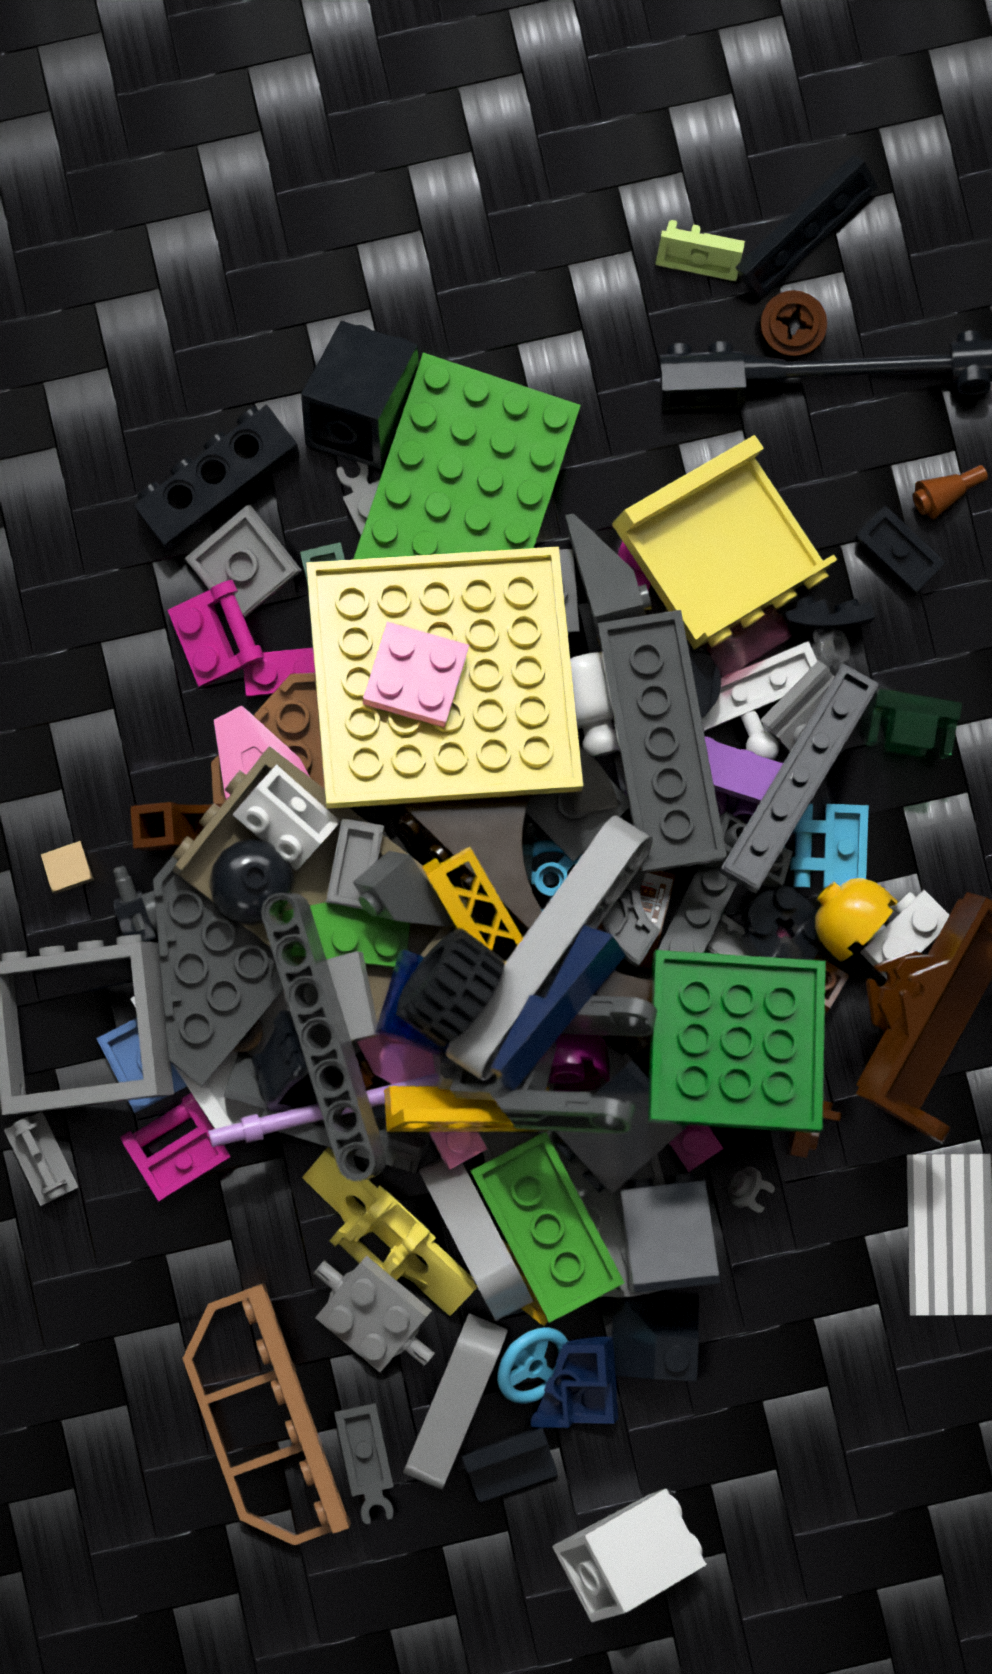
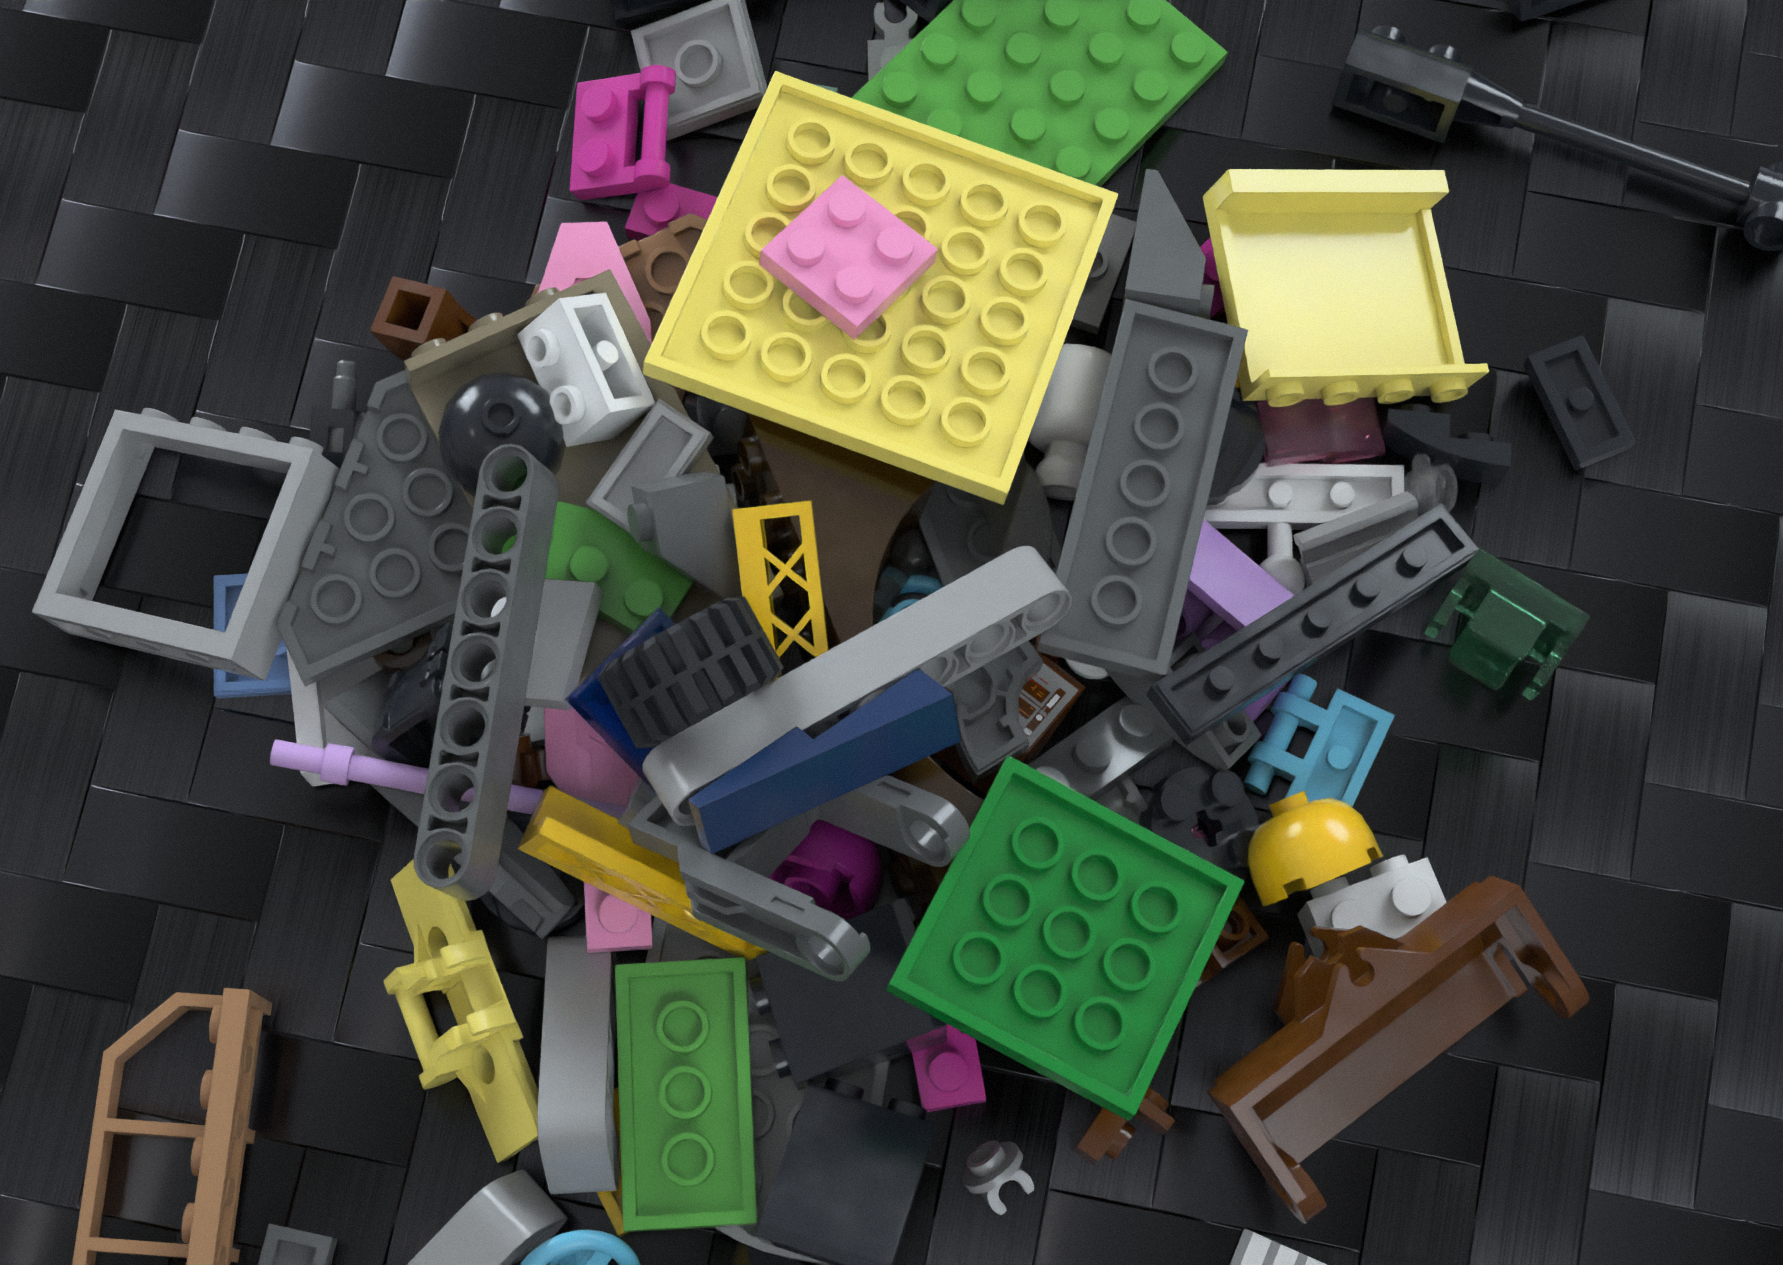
camera: 30 degrees right, 10 degrees down
(41, 1158) = (61, 698): light grey hinge -> none
(67, 867) = (288, 346): tan slope -> none
(182, 1159) = (240, 782): dark pink plate -> none
(373, 1313) = (390, 1108): light grey plate -> none
(811, 315) = (1546, 44): reddish brown gear -> none
(939, 493) = (1660, 353): dark orange cone -> none

